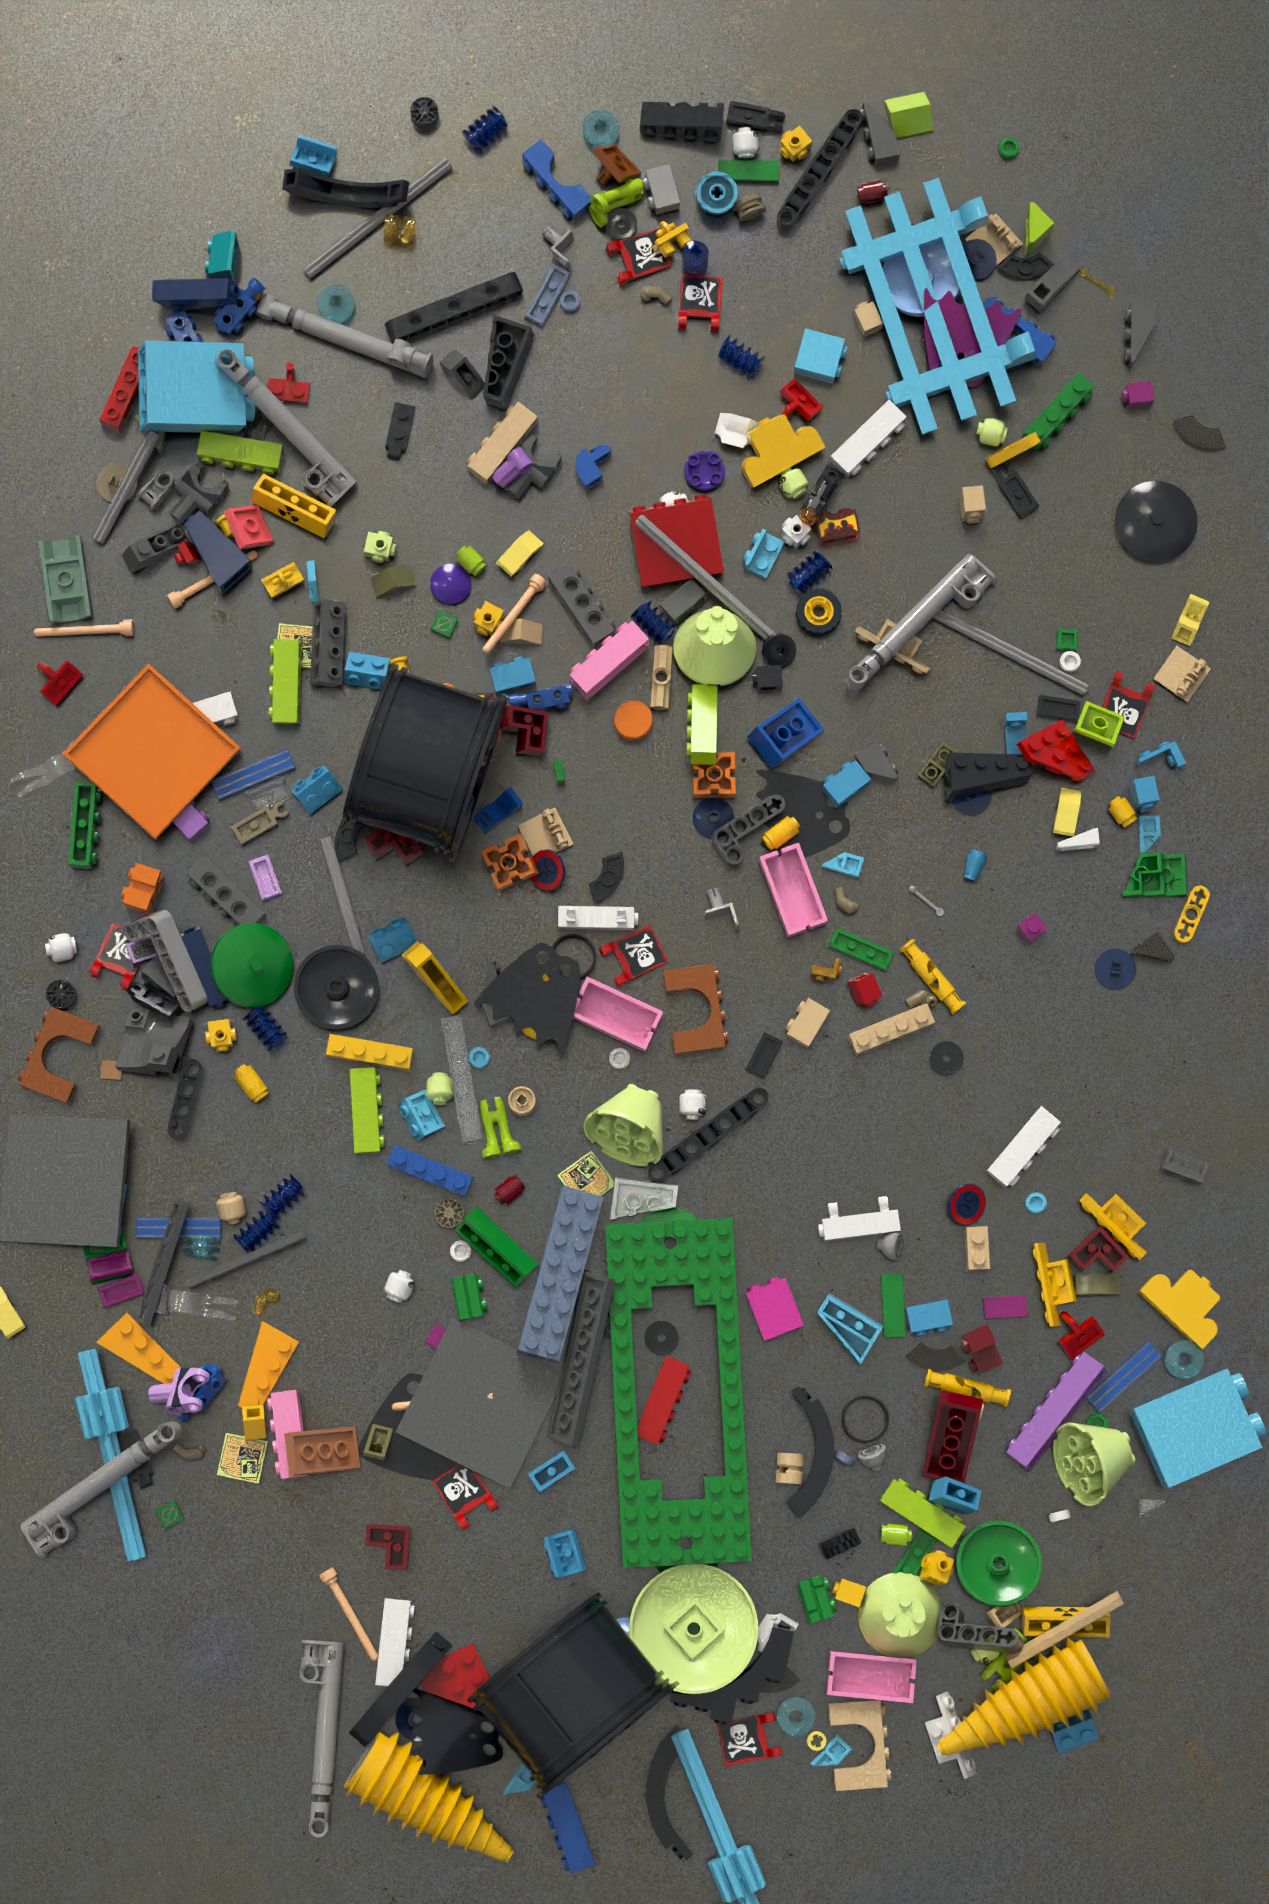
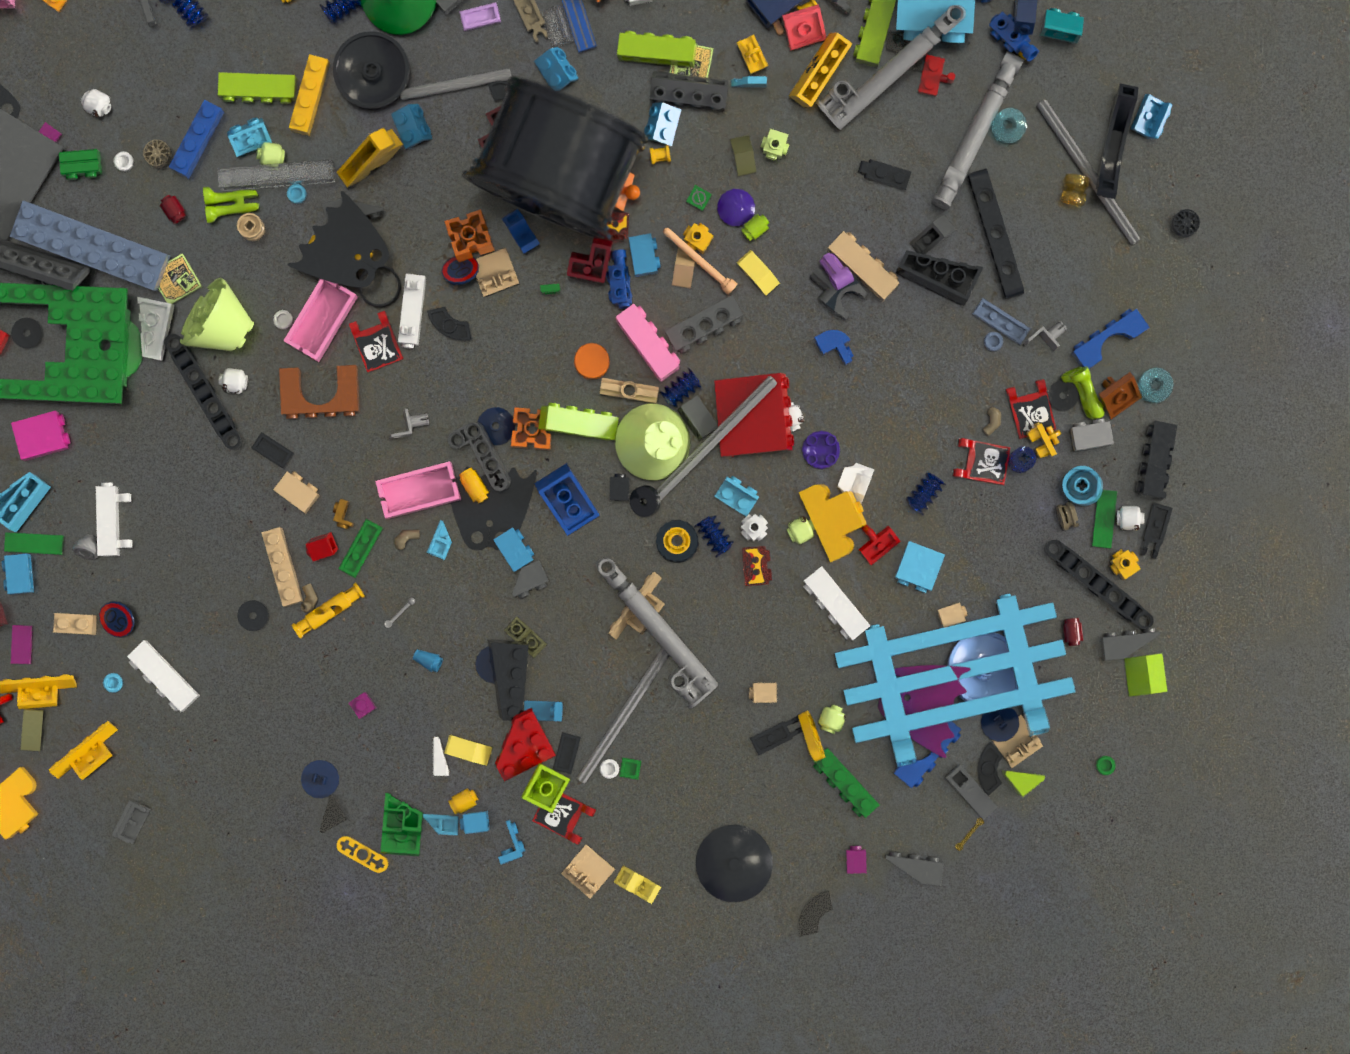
camera: 95 degrees right, 5 degrees up
(484, 127) = (1165, 278): clear blue piece -> none
(496, 1247) = (121, 192): green brick -> none
(820, 495) = (785, 553): black plate -> none
(1098, 1246) = (64, 732): dark red brick -> none

